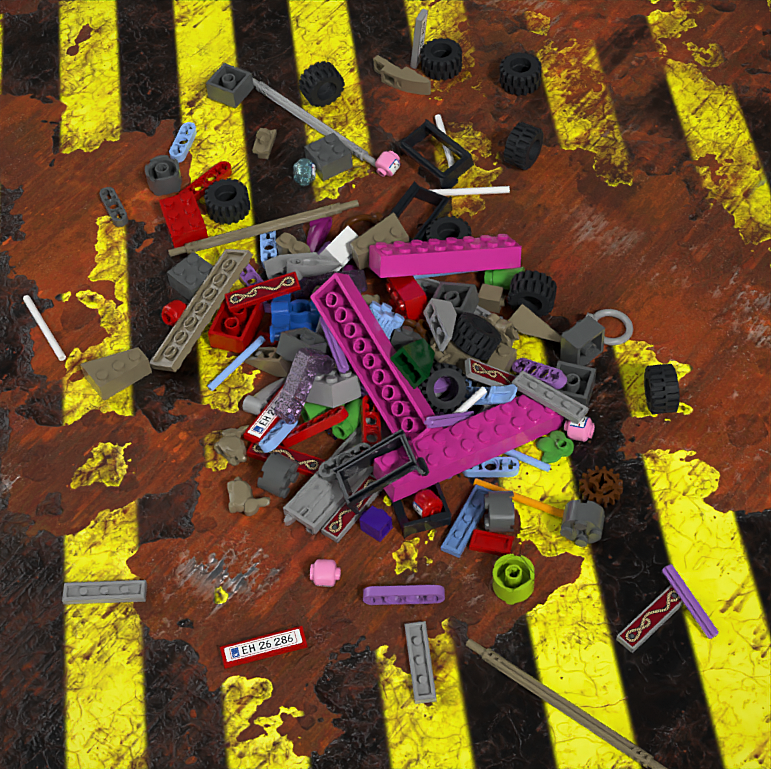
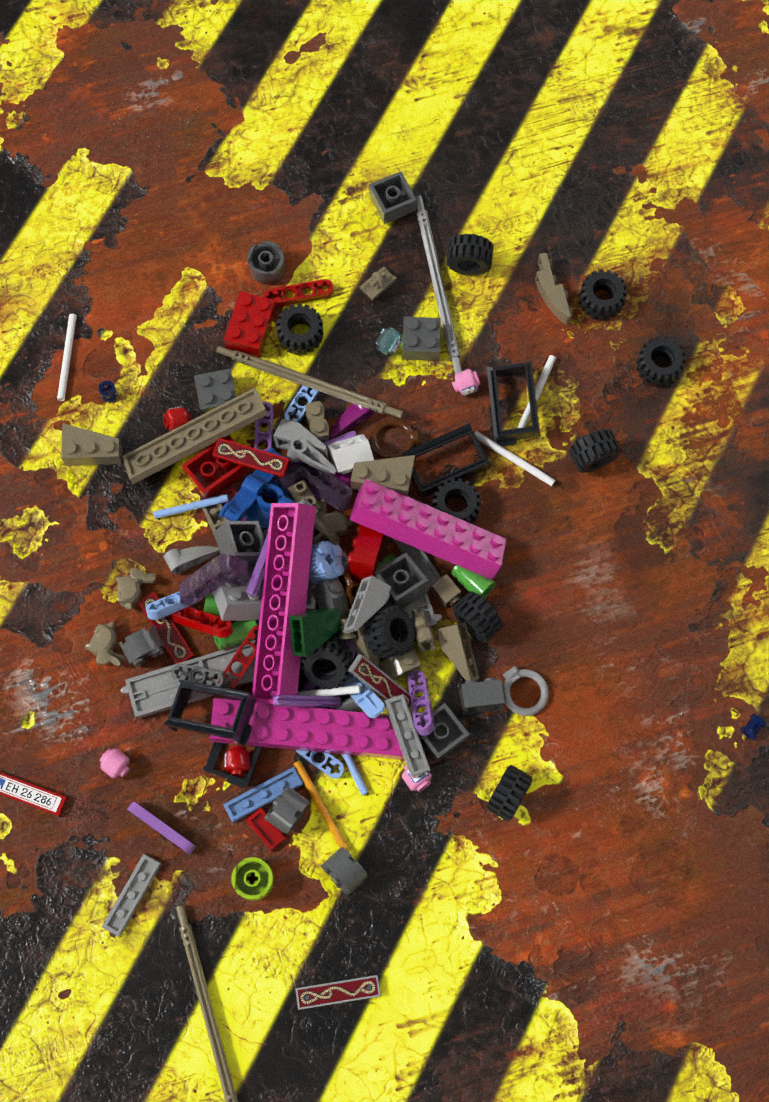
camera: 30 degrees right, 20 degrees up
(100, 327) = (106, 396): none -> clear blue bush
(113, 201) = (203, 257): dark grey beam -> none
(182, 136) = (315, 225): light blue beam -> none
(264, 421) = (170, 583): tile -> none
(345, 517) = (194, 711): tile -> none
(375, 523) = (188, 745): dark purple brick -> none
(419, 38) = (589, 264): light grey tile -> none
(553, 446) = (383, 774): bright green plate -> none
(611, 488) = (381, 833): reddish brown gear -> none
(690, 601) = (374, 1004): medium lavender axle -> none

